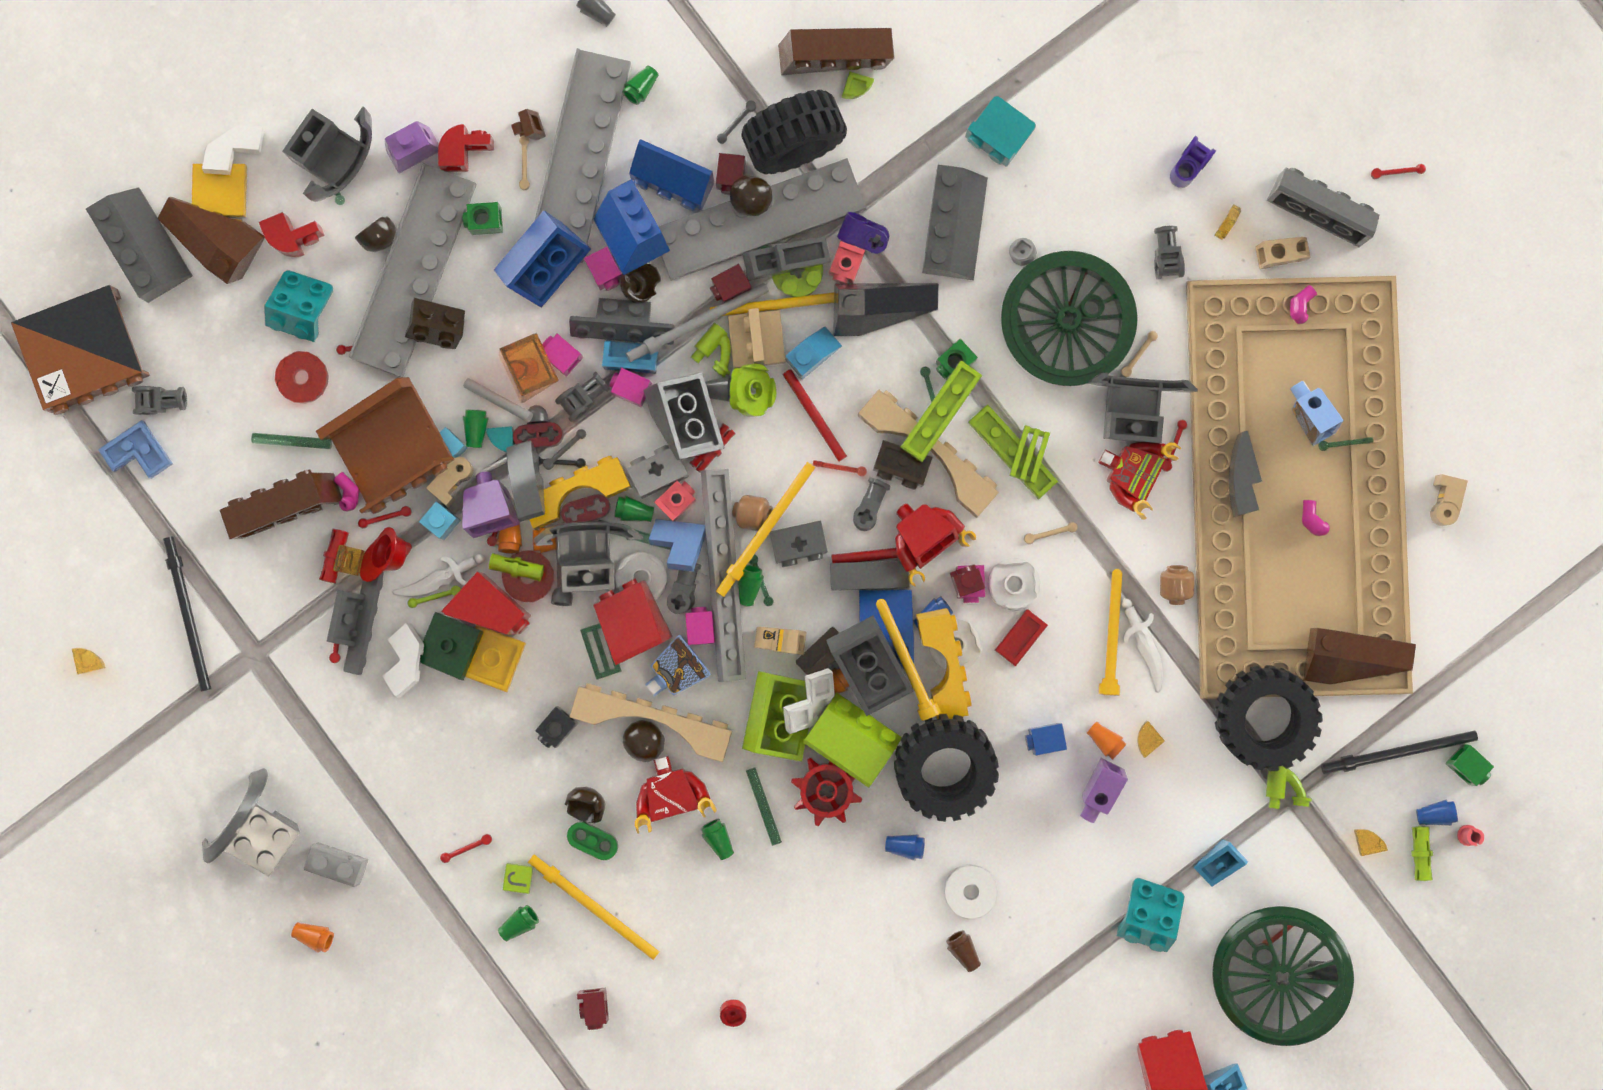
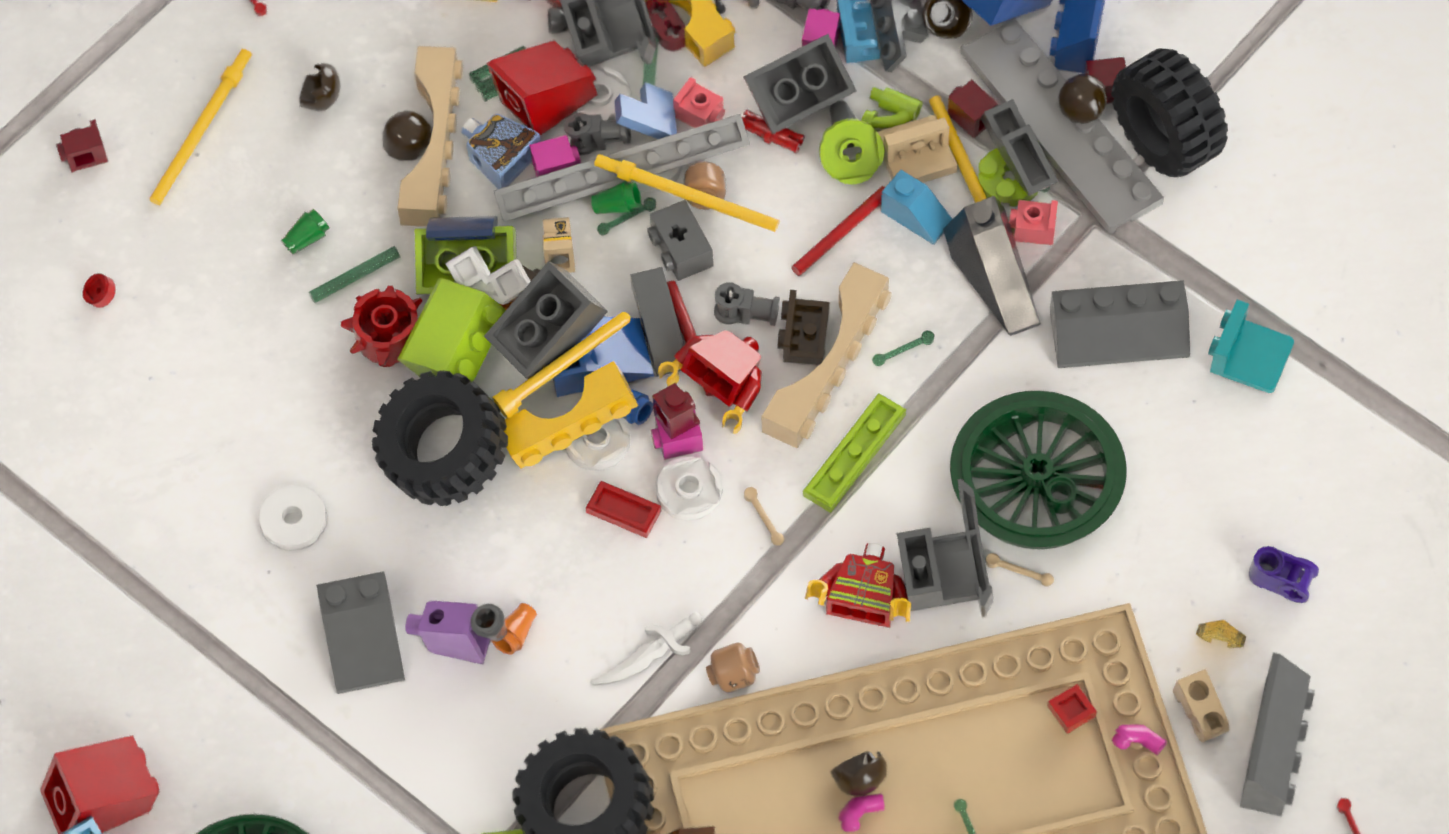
camera: 80 degrees right, 25 degrees down
(518, 878) = (220, 46): lime tile -> none
(518, 923) = (168, 55): green cone -> none
(563, 719) = (406, 32): black brick -> none
(593, 840) = (276, 109): green plate -> none
(632, 510) = (676, 65): green cone -> none
(650, 484) = (723, 74): light grey brick -> none
(653, 344) = (875, 37): light grey bar -> none
(670, 795) = (346, 167): red torso -> none
(762, 714) = (461, 228): none -> dark blue slope
(835, 50) = (1289, 152): reddish brown wedge -> none
(856, 85) = (1256, 192): lime tile -> none
(861, 232) = (1076, 229): dark purple piece -> none
(861, 471) = (785, 292): clear red hinge -> none
(906, 846) = (335, 432): blue cone -> none
(941, 411) = (879, 346): lime tile -> none
(958, 349) = (950, 373): green brick -> none
(963, 950) = (217, 521): reddish brown cone -> none
(1022, 251) = (1109, 407): light grey tile -> none
(1023, 476) = (856, 458): lime tile -> none
(1046, 739) = (501, 558): blue brick -> none
(1084, 856) = (360, 632): none -> dark grey slope
(1109, 684) = (586, 618): yellow piece -> none
(1120, 760) = (489, 622): none -> dark grey cone
(1148, 739) = (527, 682): clear yellow tile -> none
(1152, 915) = (301, 725): teal bracket -> none
(1168, 255) = (1152, 572): dark grey connector -> none
(1182, 425) = (885, 633): red hinge -> none
(1220, 862) = (386, 795): dark azure slope -> none
(1242, 475) = (892, 709): dark grey slope -> none
(1270, 345) = (1072, 708): none -> red plate
(1289, 512) = (860, 774): none -> dark brown hair
(1315, 413) = (995, 774): light blue torso -> none

